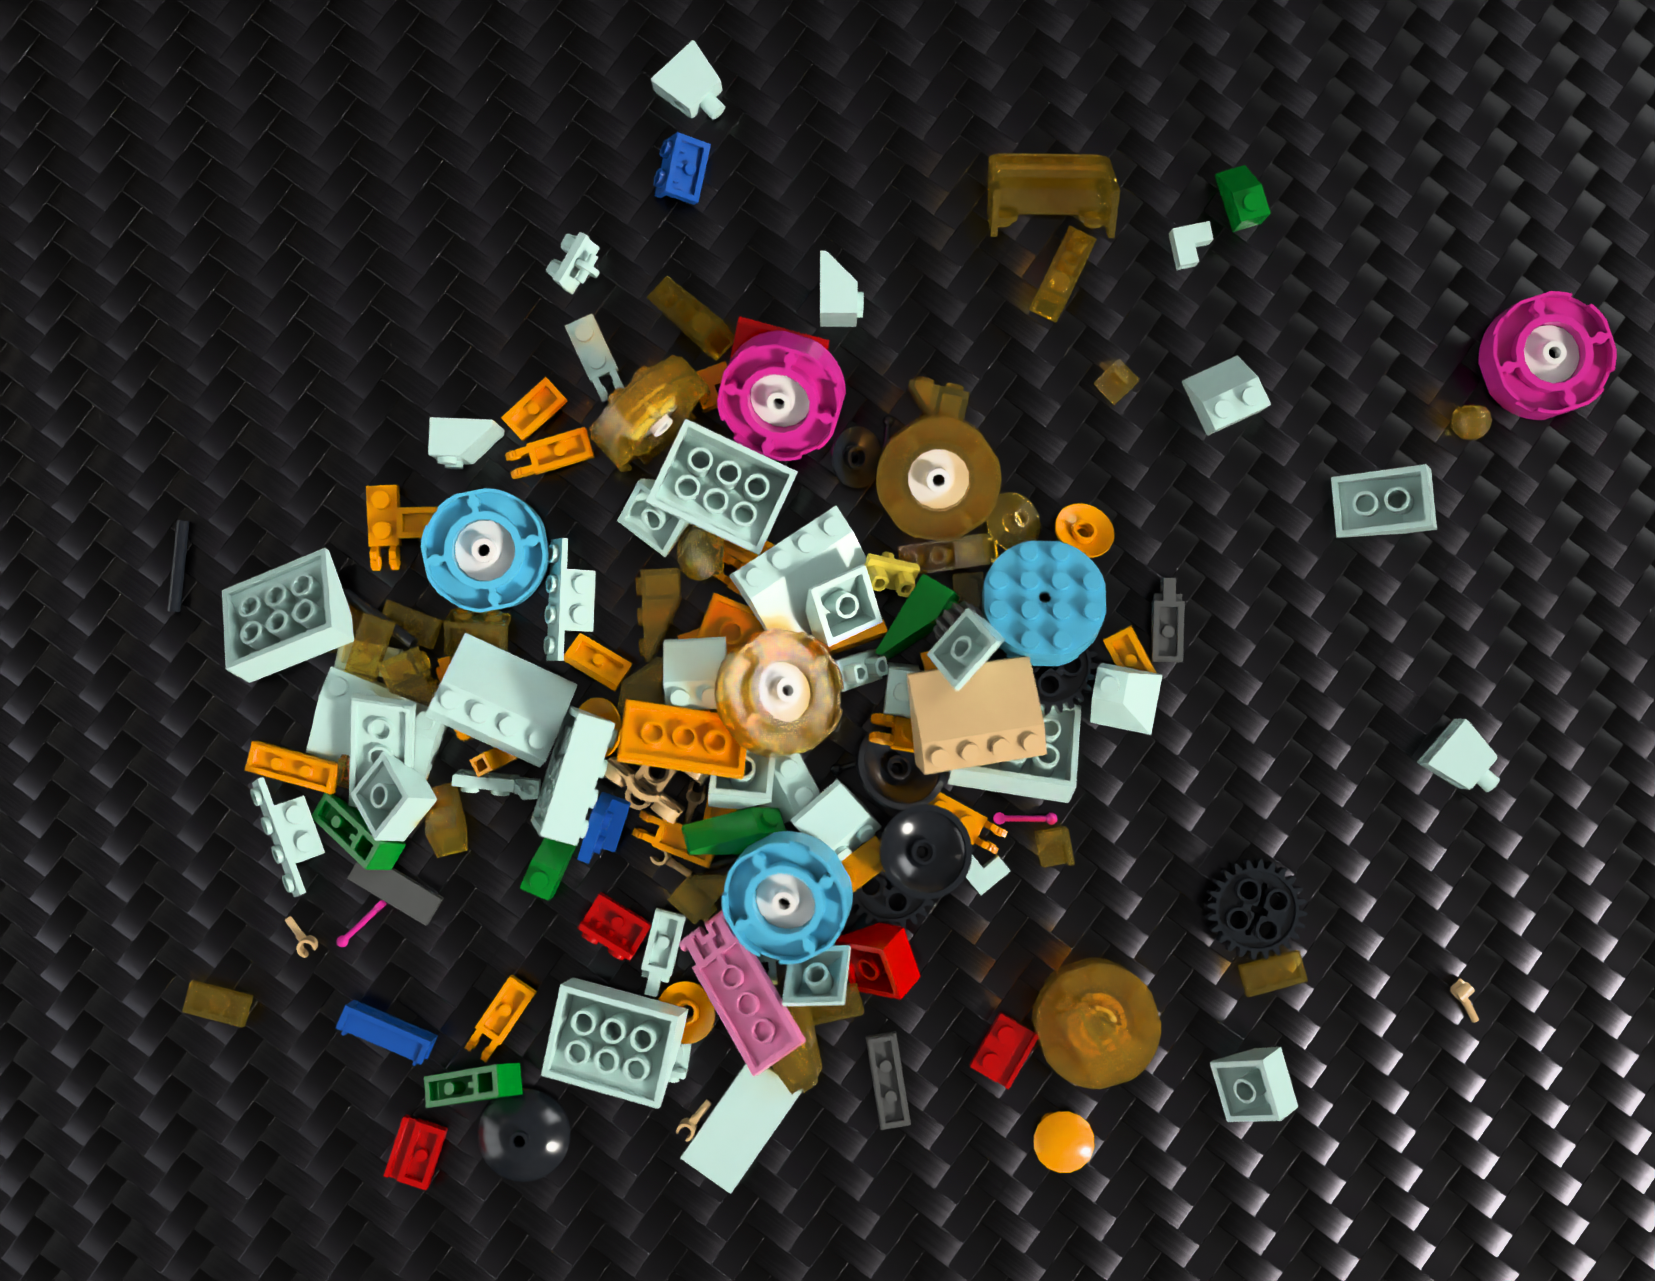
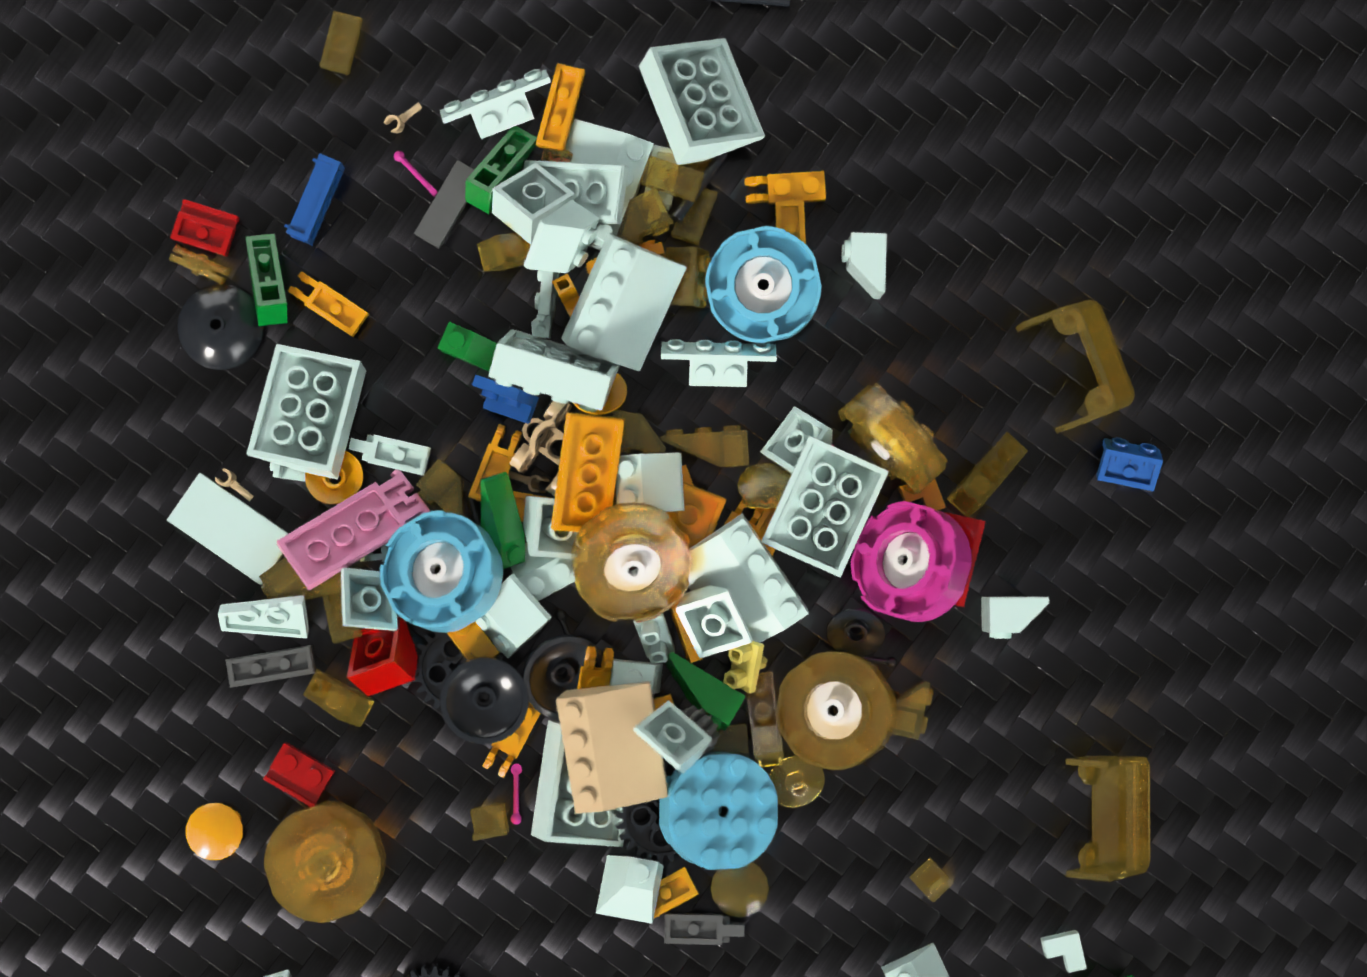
camera: 90 degrees right, 0 degrees up
(431, 764) = (562, 239): none -> light aqua slope
(455, 1158) = (199, 264): none -> clear yellow pin
(534, 409) = (898, 327): light orange plate -> none
(552, 453) = (857, 346): light orange hinge -> none
(576, 264) = (1037, 367): light aqua hips -> none
(593, 353) = (951, 383): light aqua hinge -> none
(595, 184) = (1114, 387): none -> clear yellow windscreen
(597, 661) = (660, 390): light orange plate -> none
(614, 927) = (412, 409): red bracket -> none
(671, 862) = (472, 462): tan hand -> none
(690, 83) = (1211, 471): light aqua torso -> none
(835, 1085) = (267, 617): none -> light aqua wing
(923, 1008) = (338, 698): none -> clear yellow slope
(987, 875) = (462, 758): light aqua piece -> none
(1062, 274) = (1033, 828): clear yellow slope -> none
(1090, 523) = (796, 854): light orange dish -> none
(1127, 582) = (740, 890): none -> clear yellow dish

